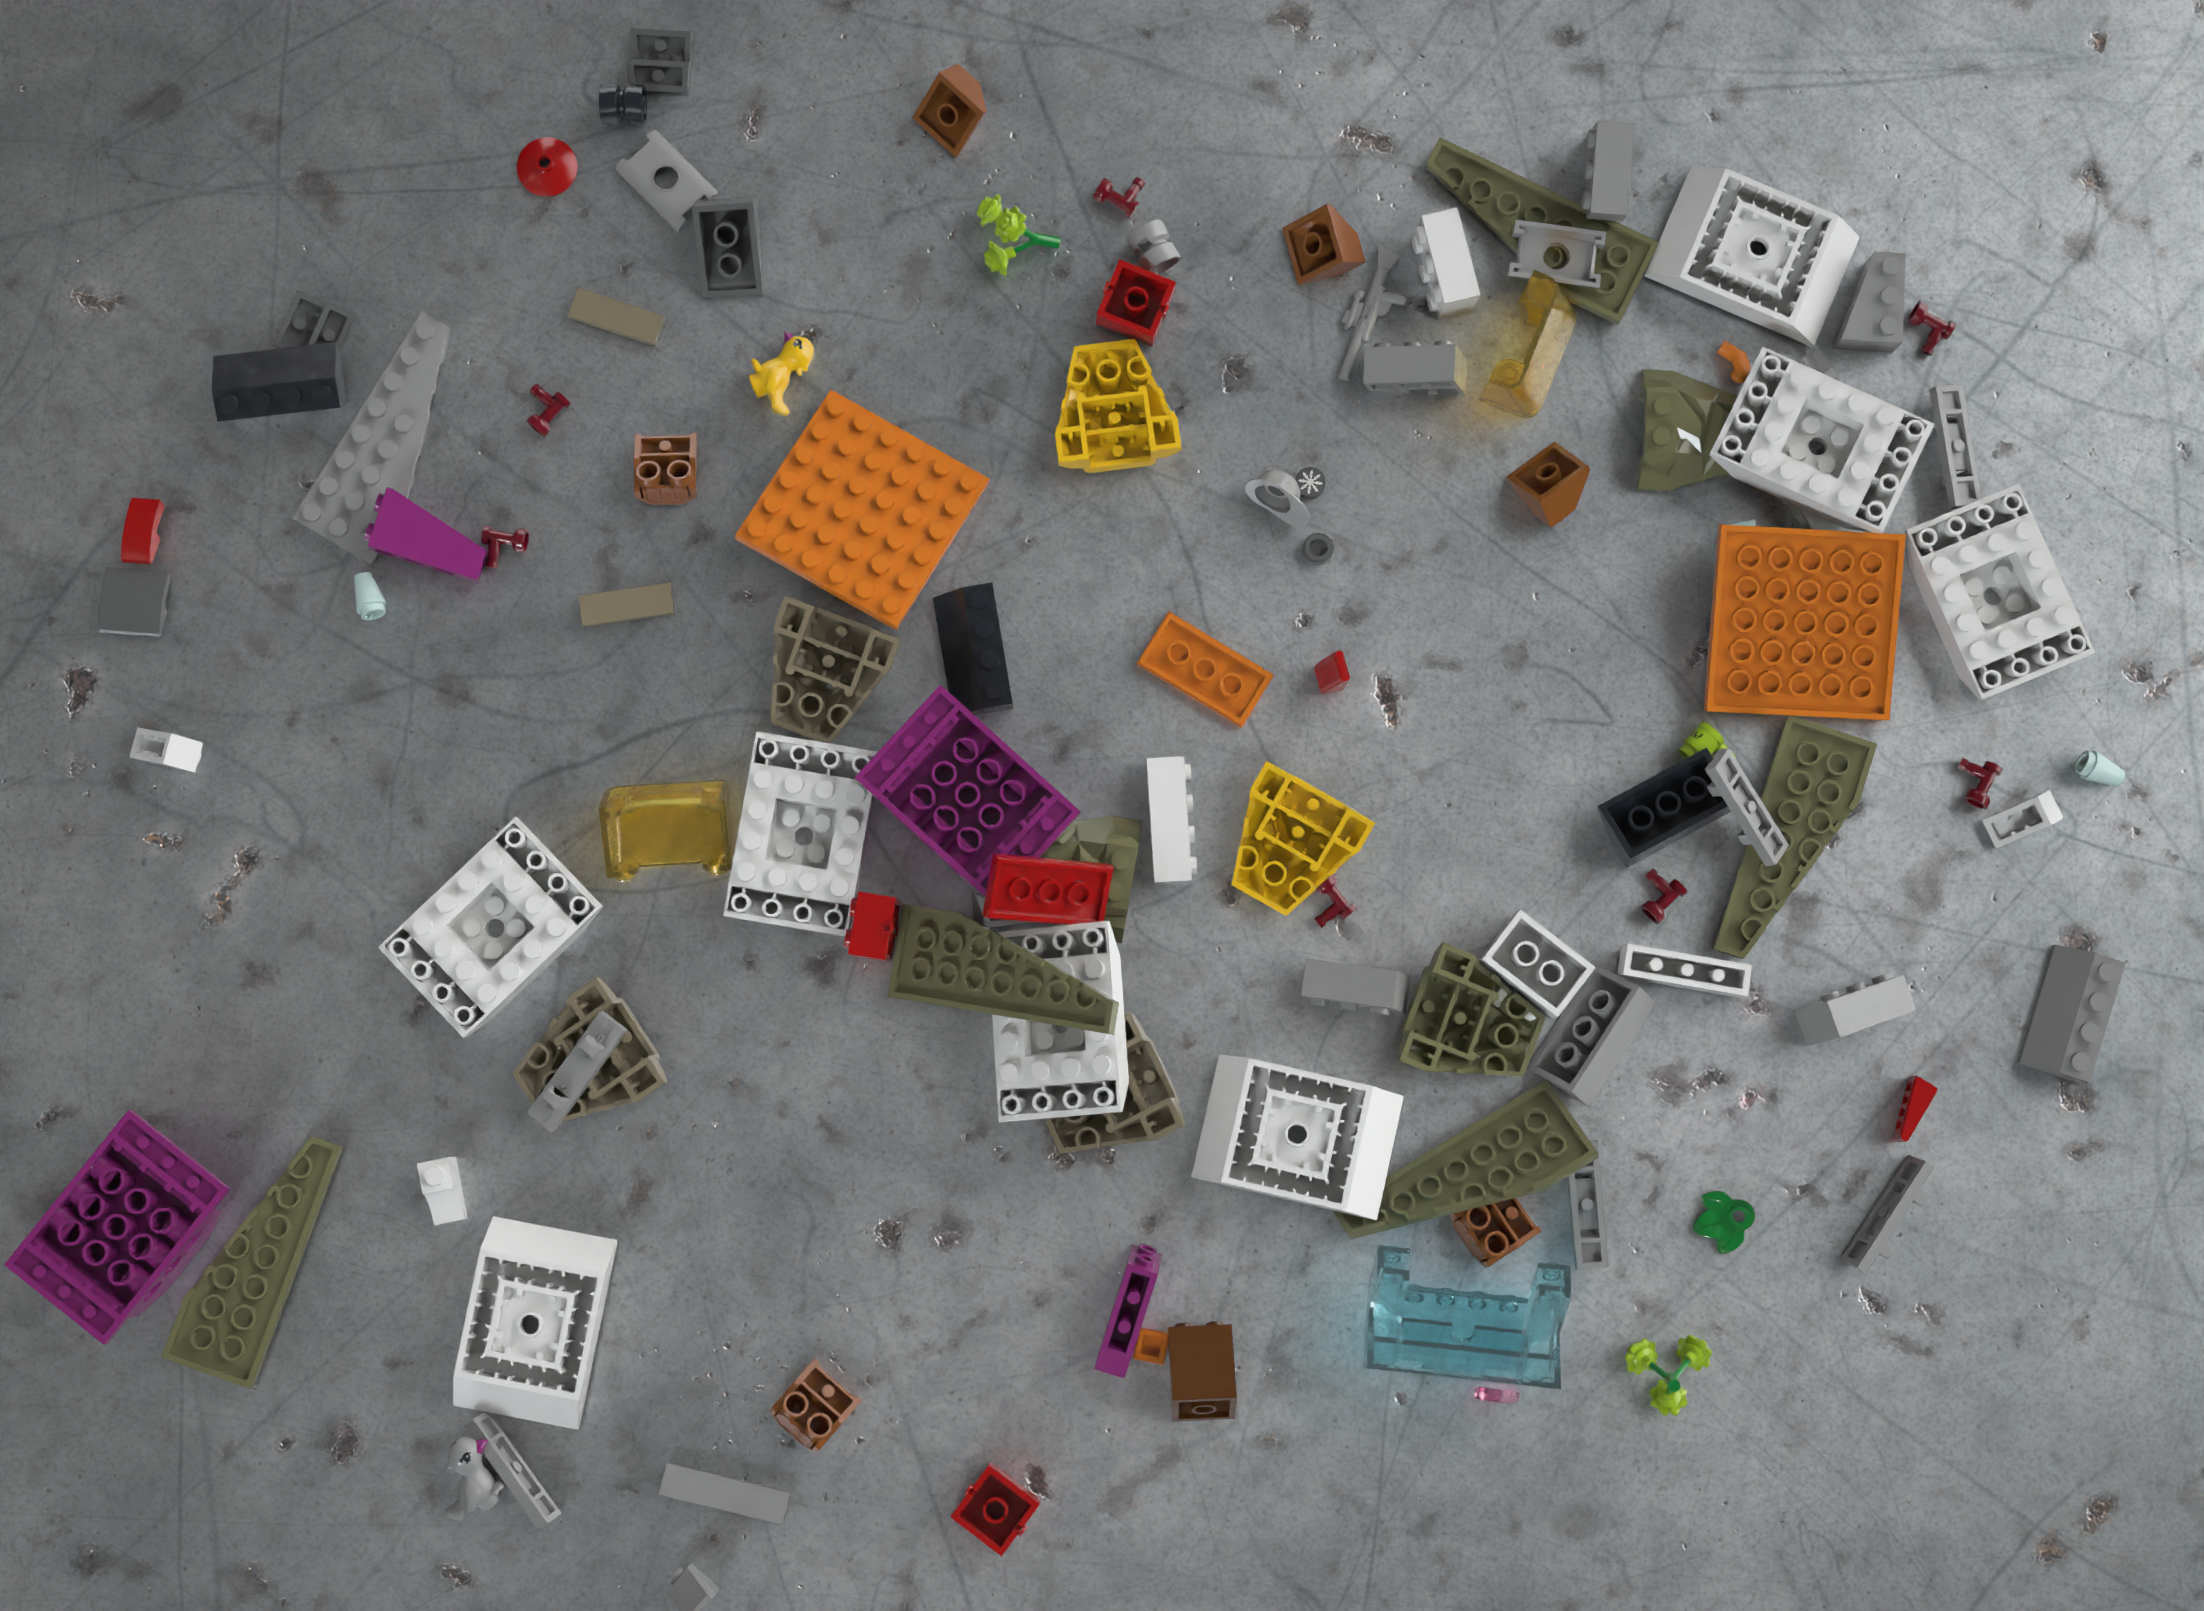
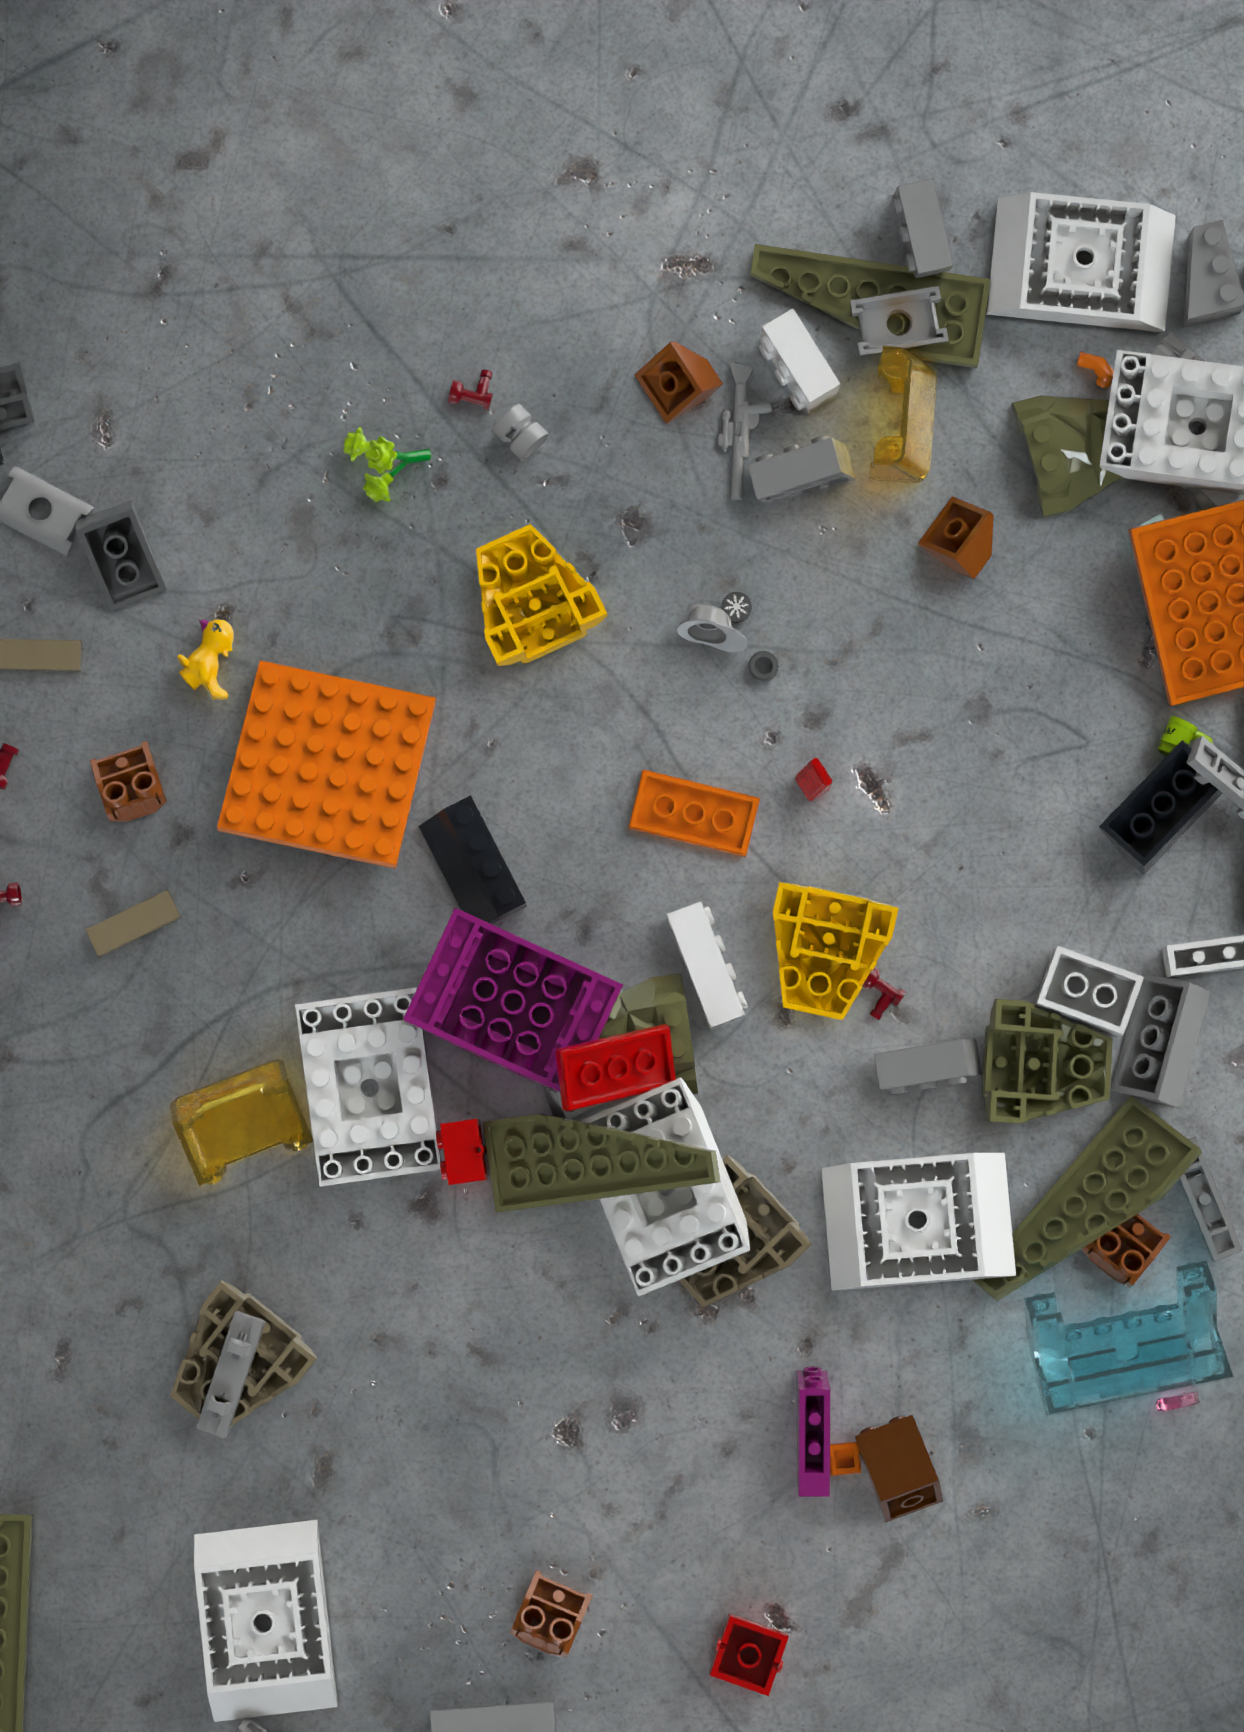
camera: 15 degrees left, 0 degrees up
(442, 1189) = (139, 1525): white arch -> none
(448, 943) = (69, 1294): white slope -> none
(824, 668) = (339, 925): dark tan wedge -> none
(952, 108) = (289, 359): dark orange slope -> none
(1135, 303) = (520, 489): red brick -> none
(1669, 891) = (1191, 883): dark red piece -> none

